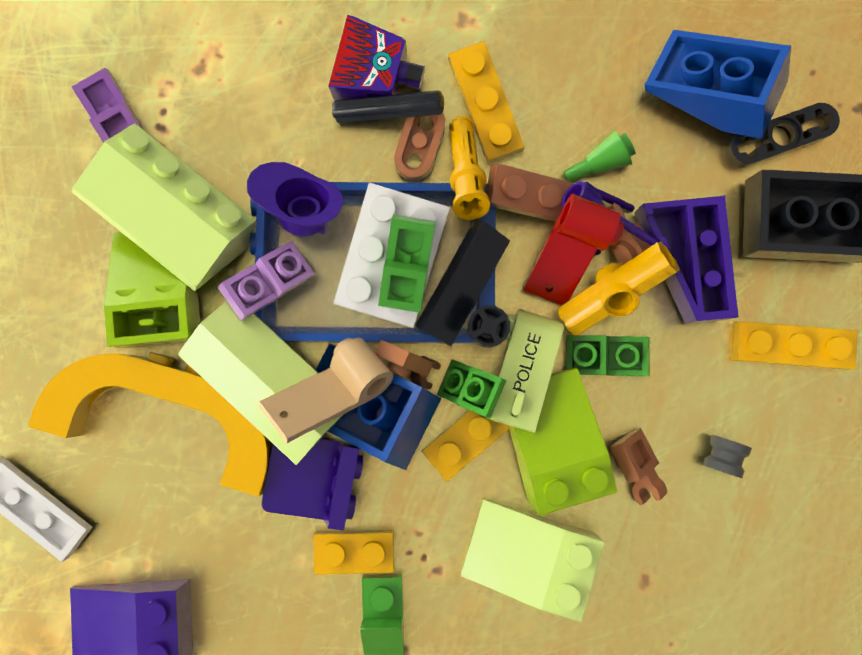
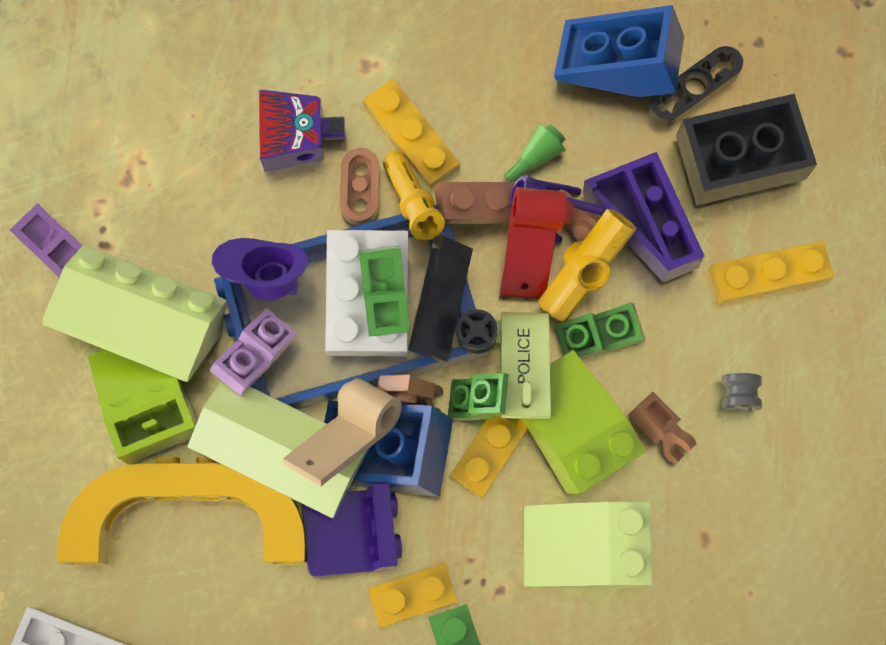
camera: 25 degrees left, 10 degrees down
(388, 106) = (320, 162): black axle -> none

